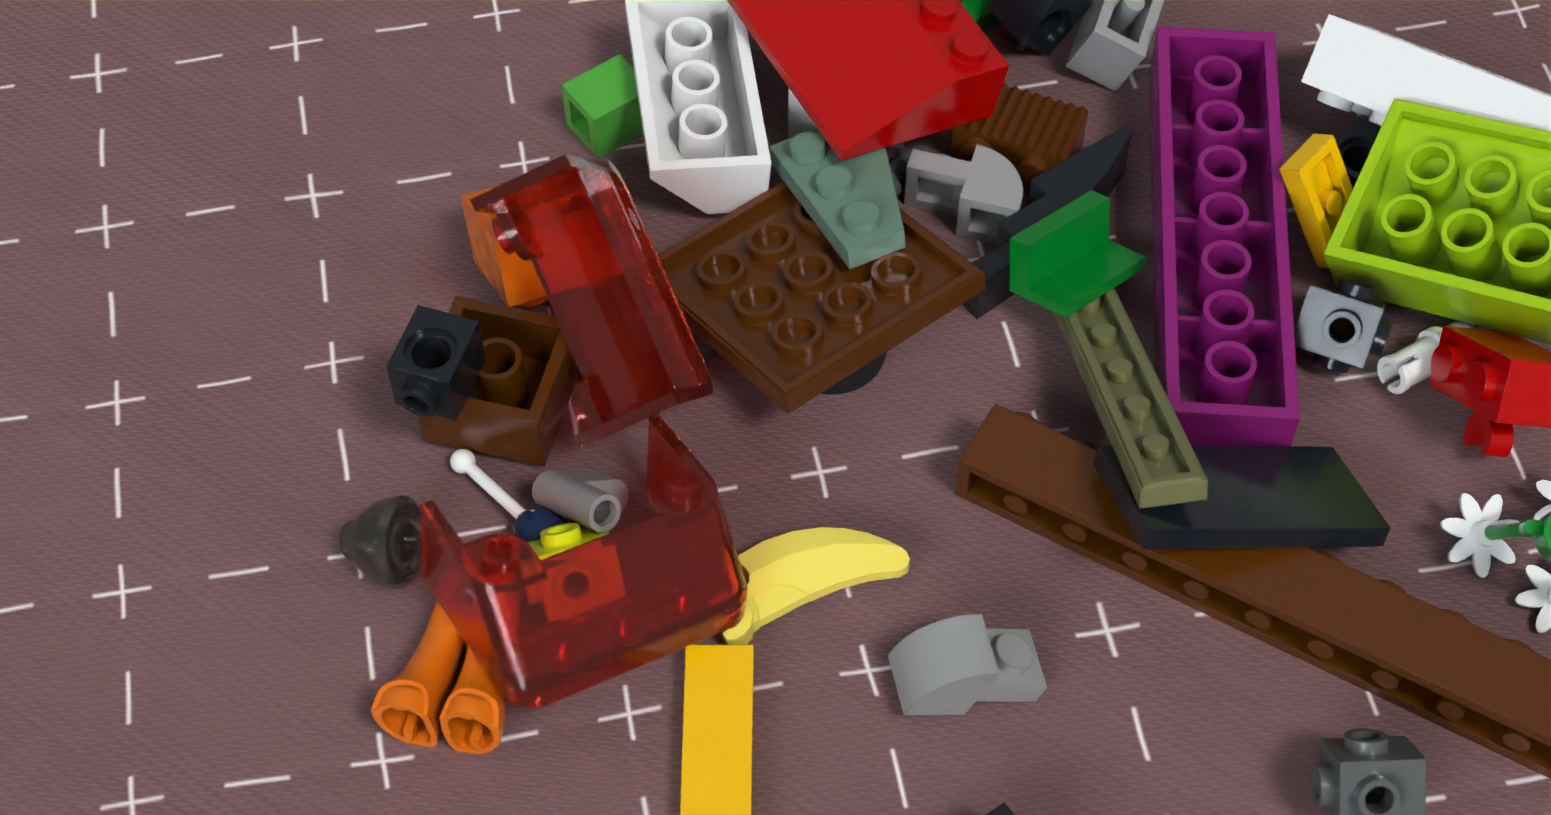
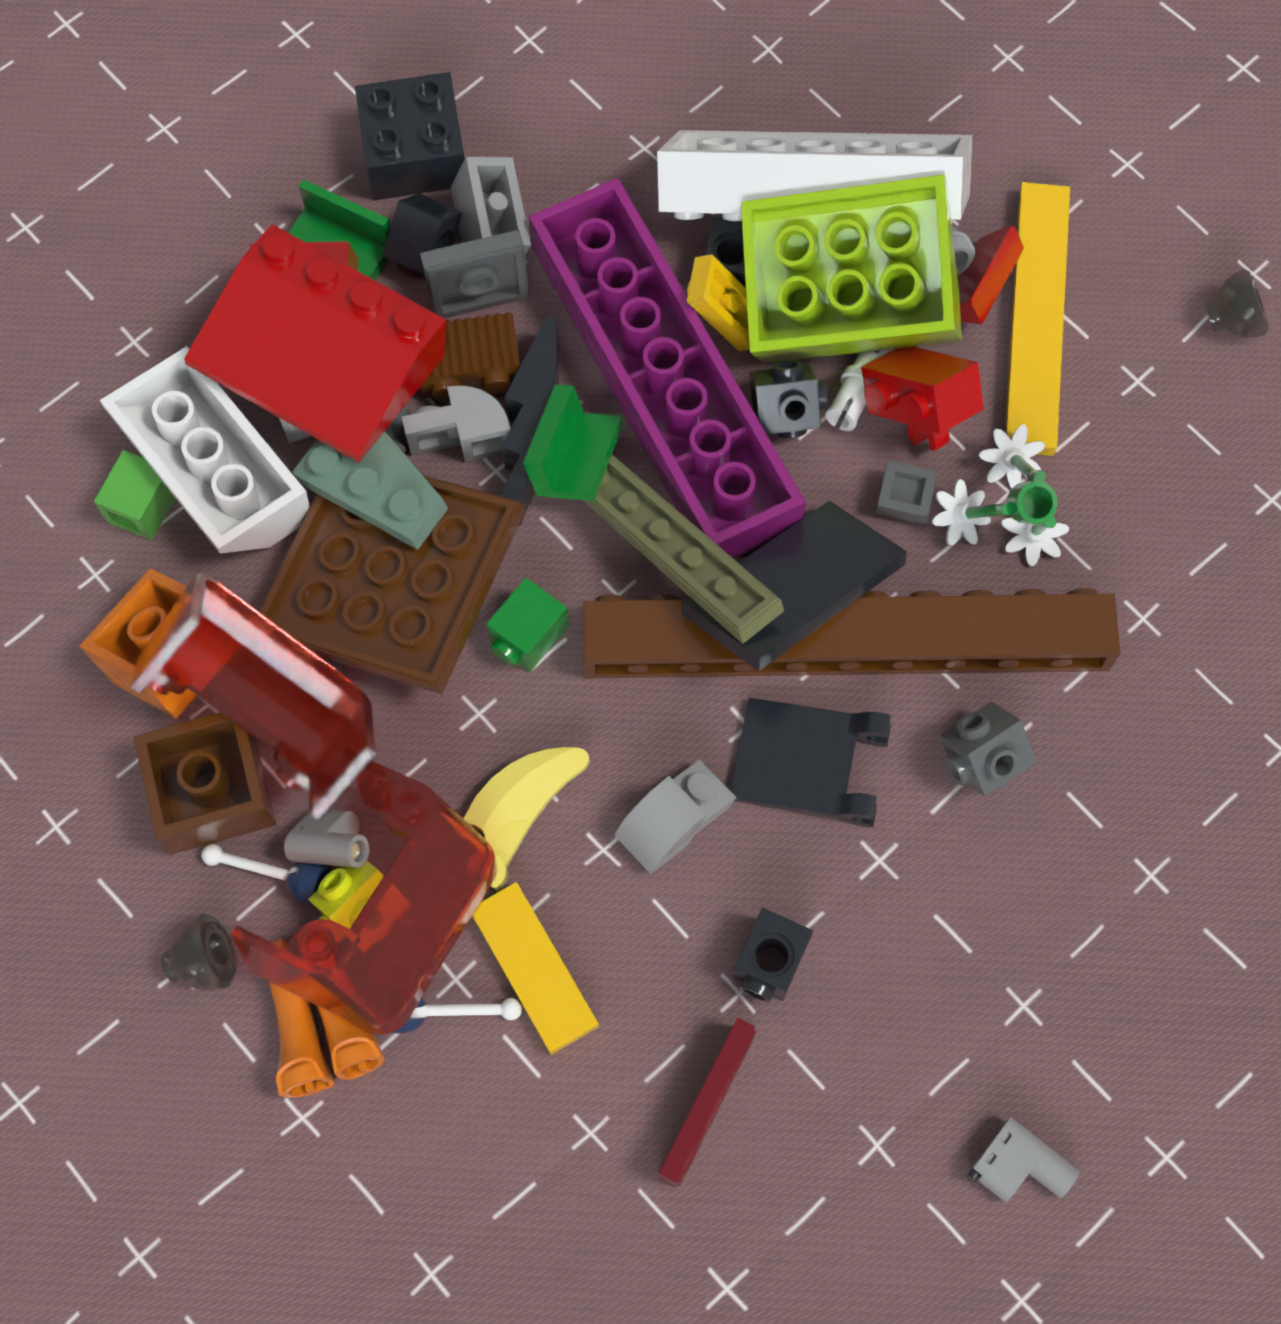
camera: 30 degrees left, 15 degrees up
(432, 342) = (149, 790): black brick -> none
(566, 714) = (509, 1009): none -> white hinge
(922, 406) = (526, 626): none -> green brick
(1072, 57) = (476, 274): none -> dark grey tile
(1152, 694) = (804, 759): none -> black flag
(1428, 482) = (906, 492): none -> dark grey plate

